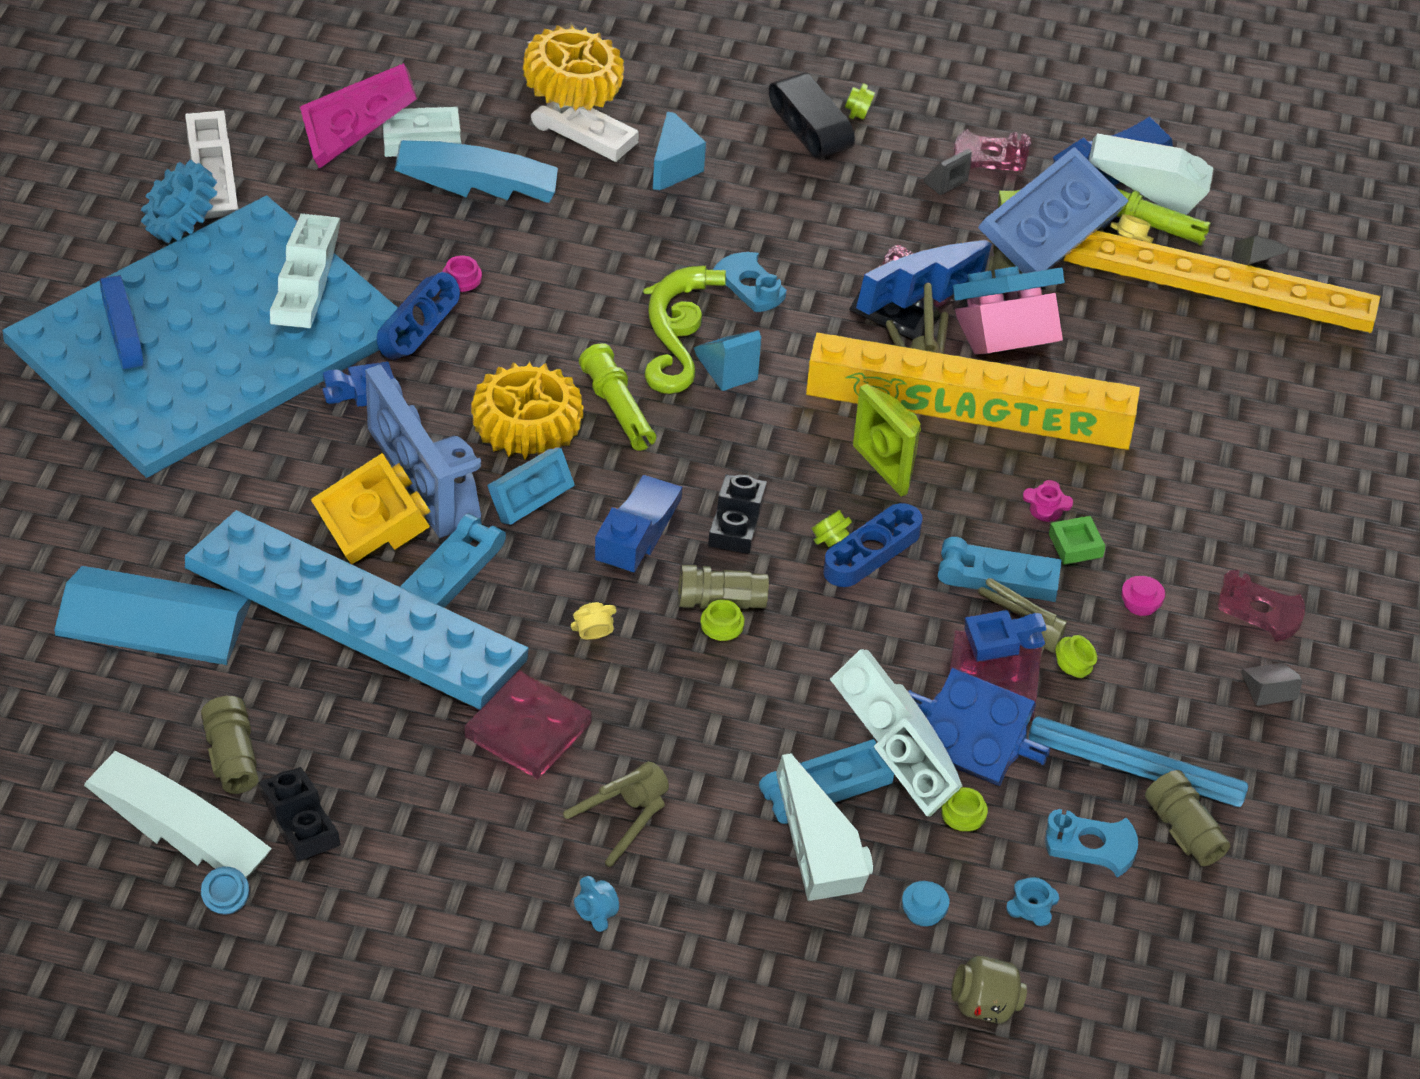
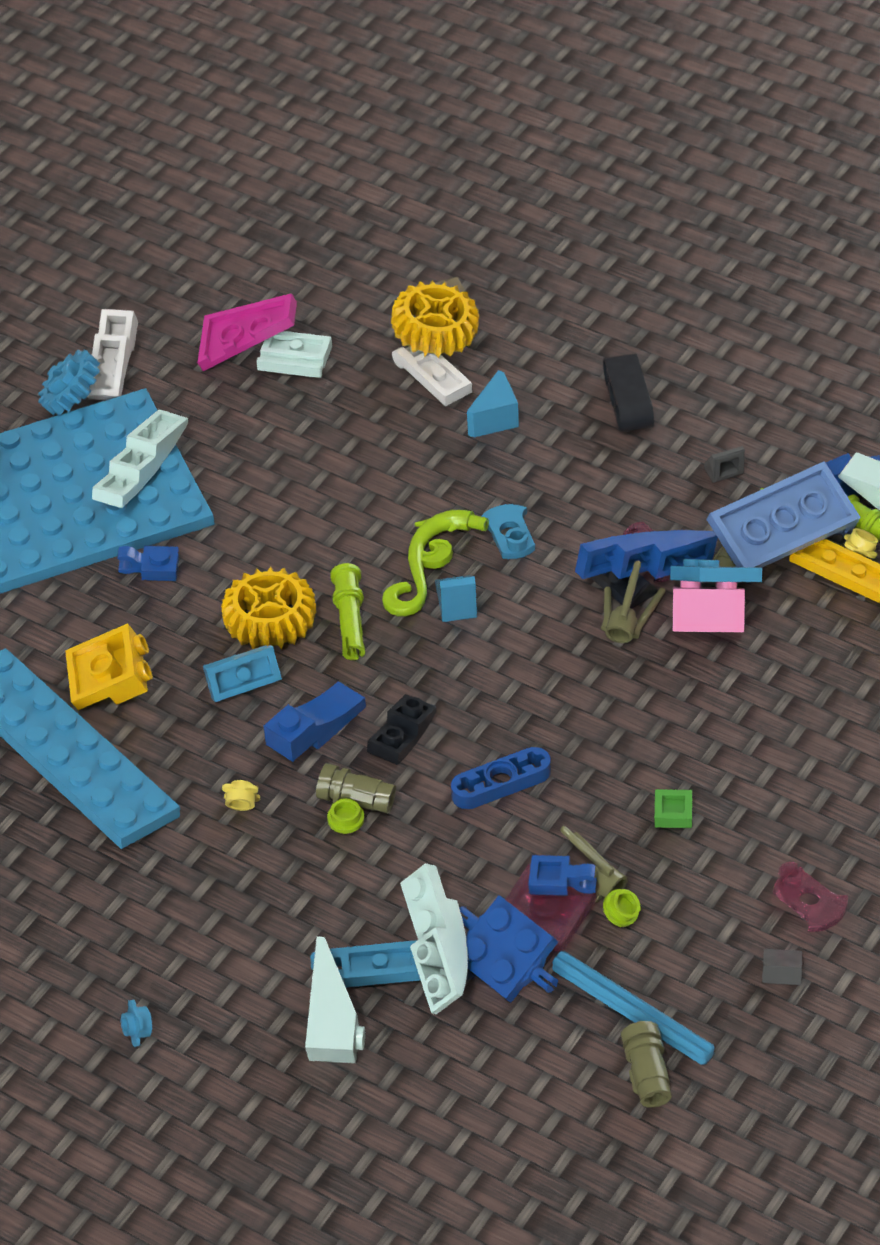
camera: 25 degrees right, 0 degrees up
(404, 320) = (204, 512): blue beam -> none
(426, 463) = (166, 640): medium blue plate -> none
(455, 561) = (157, 725): dark azure plate -> none
(465, 272) = (271, 482): dark pink plate -> none
(468, 166) = (317, 391): dark azure slope -> none
(528, 724) = (154, 869): clear pink plate -> none
(638, 788) = (213, 937): olive plant -> none
(831, 529) = (469, 757): lime plate -> none
(859, 102) = (676, 387): lime plate -> none
(887, 436) = (553, 687): lime slope -> none
(925, 903) = (397, 1083): dark azure plate -> none
(965, 810) = (466, 1015): lime plate -> none
(976, 390) = (646, 662): yellow brick -> none
(988, 989) = (410, 1164): olive head -> none
(1006, 147) = (758, 442): clear pink piece -> none
(1023, 573) = (597, 821): dark azure plate -> none
(1034, 891) = (486, 1093): dark azure plate -> none
(1047, 501) = (667, 769): dark pink plate -> none
(1118, 838) = (577, 1080): dark azure piece -> none
(1142, 595) = (708, 867): dark pink plate -> none

